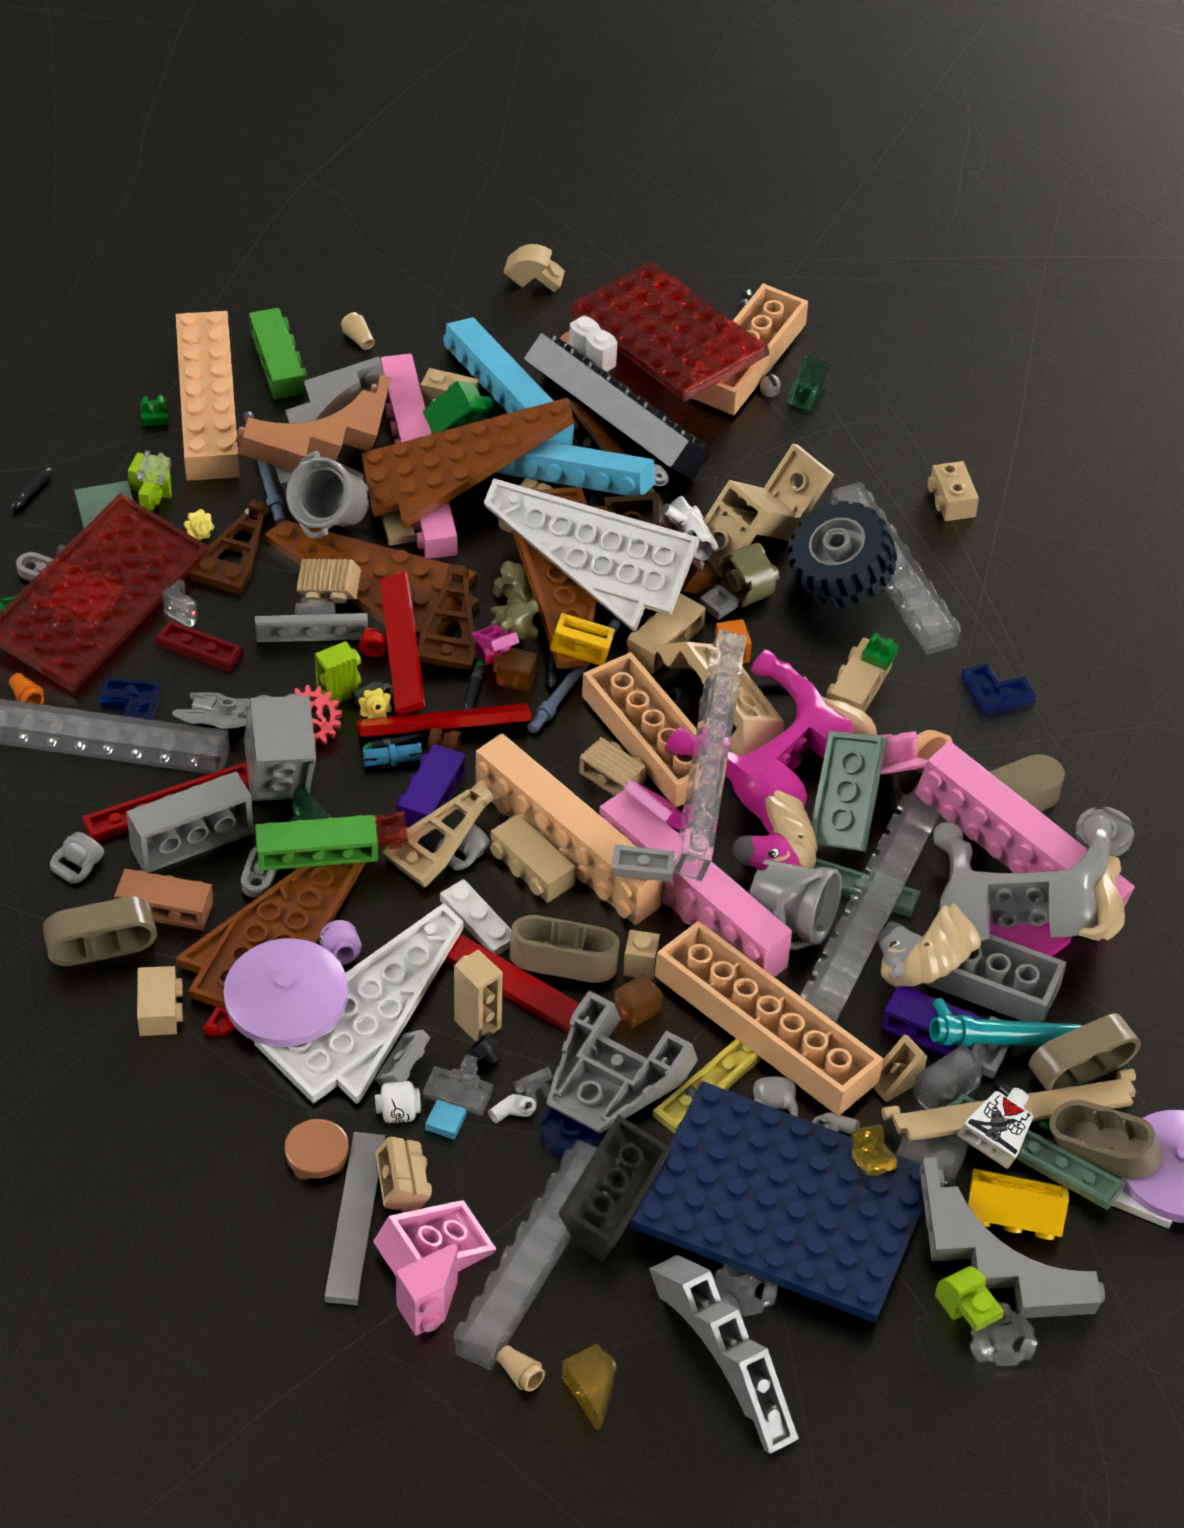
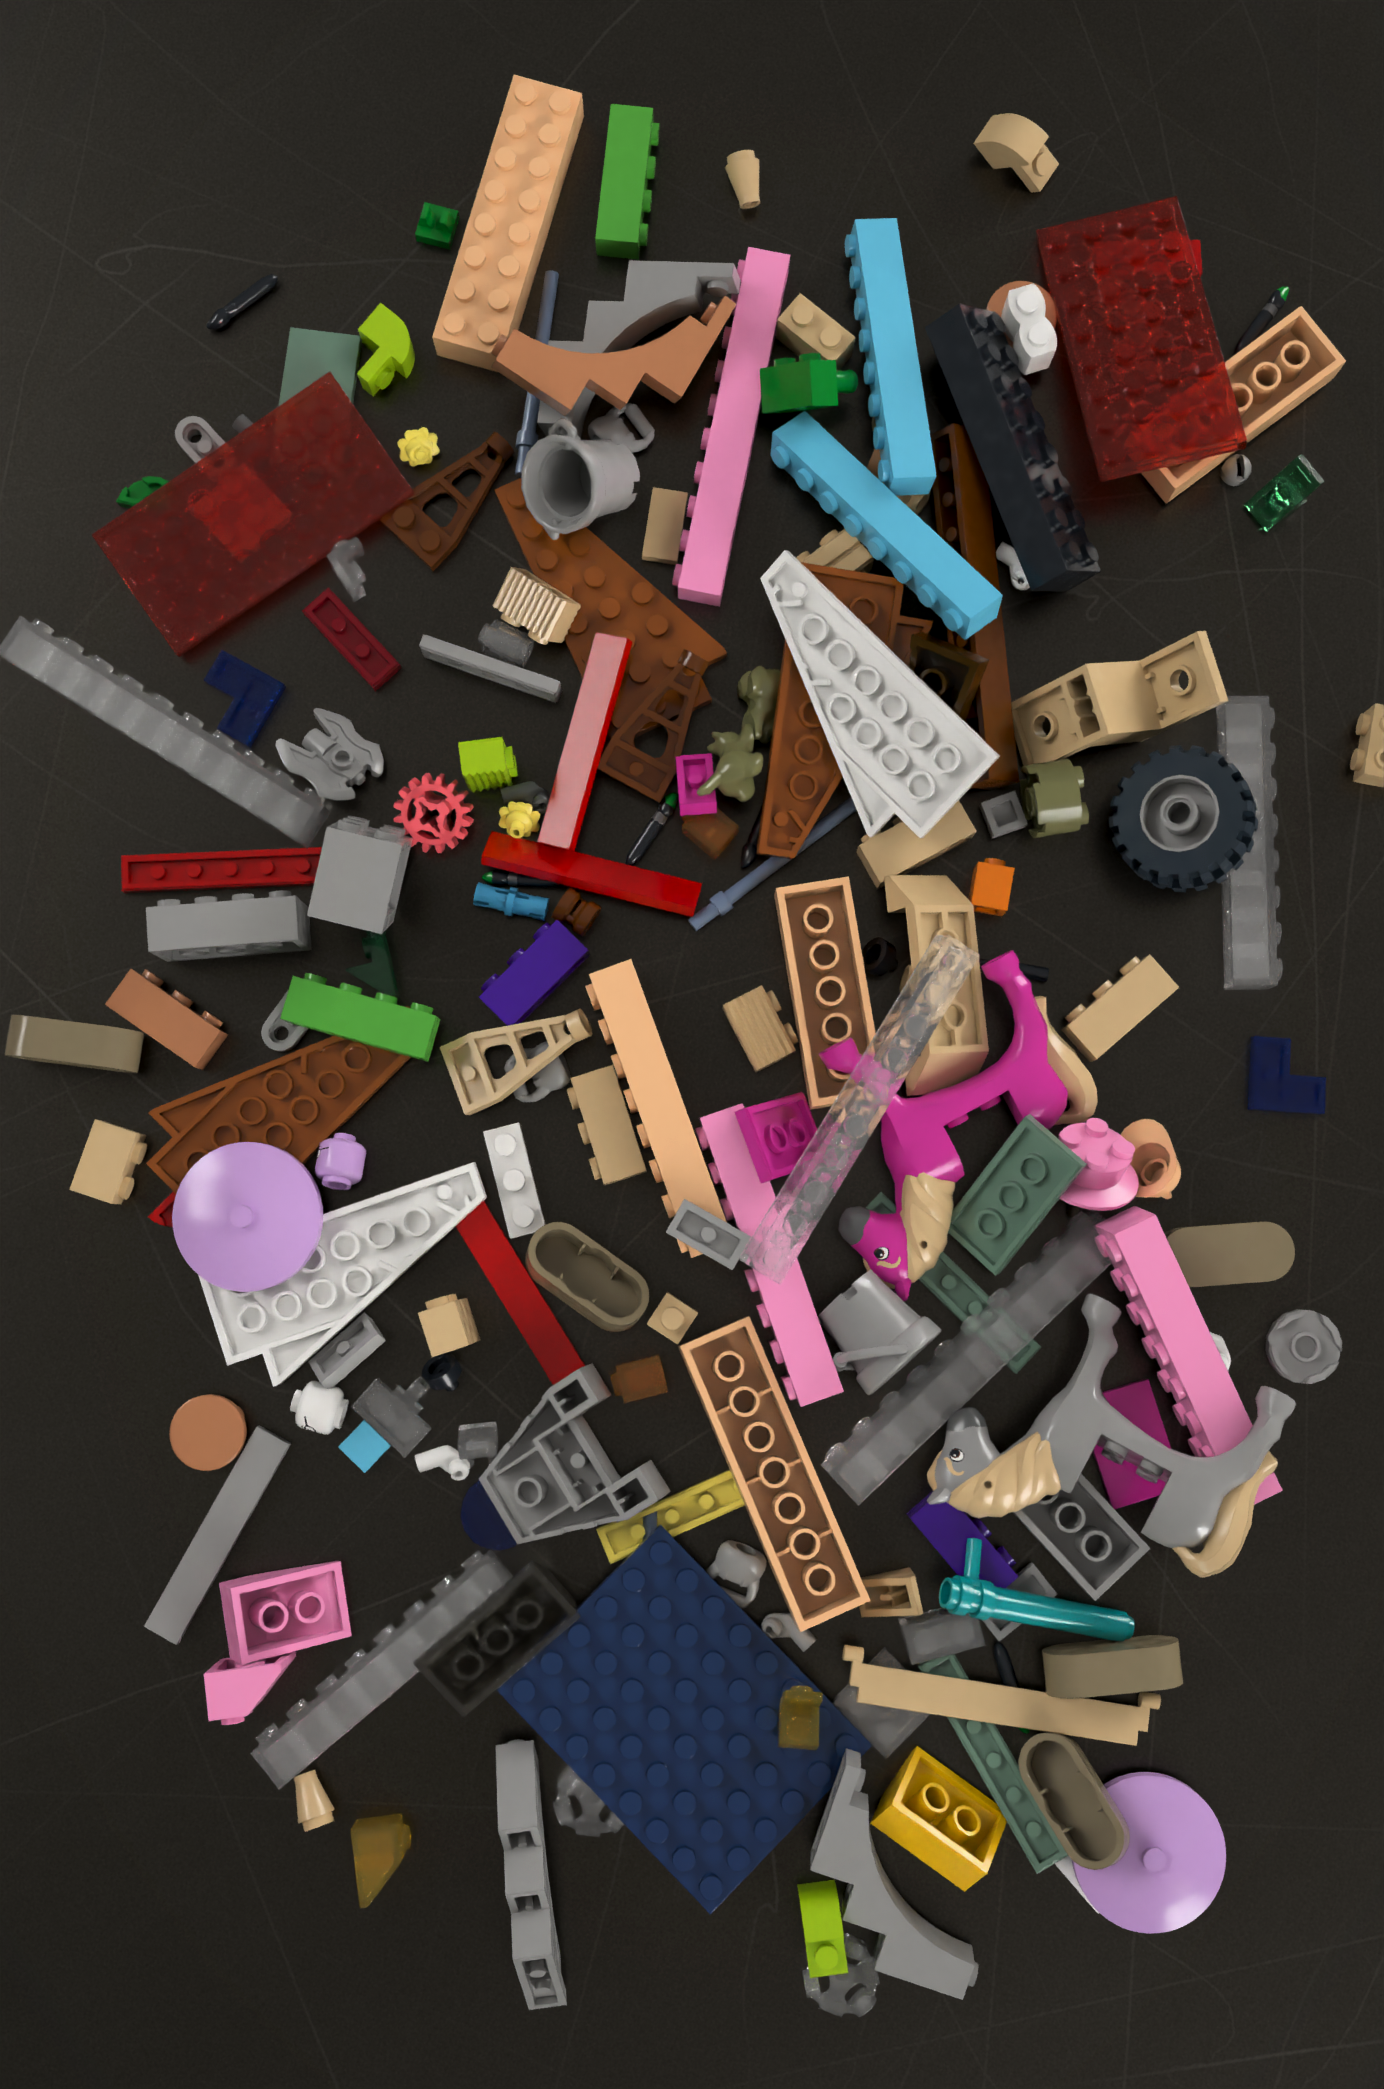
camera: 25 degrees right, 35 degrees up
(26, 690) = (120, 640): orange cone -> none
(79, 850) = (102, 910): light grey piece -> none
(154, 468) = (388, 342): clear tile -> none
(373, 643) = (554, 722): red tile -> none
(391, 830) = (451, 1038): clear red tile -> none
(402, 1174) = (283, 1513): tan brick -> none
(438, 467) = (742, 476): dark orange wing -> none
(582, 644) = (790, 843): yellow tile -> none
(690, 521) = (1014, 702): white piece -> none
(880, 652) = (1156, 992): green tile -> none
(999, 1126) = (960, 1737): white torso -> none

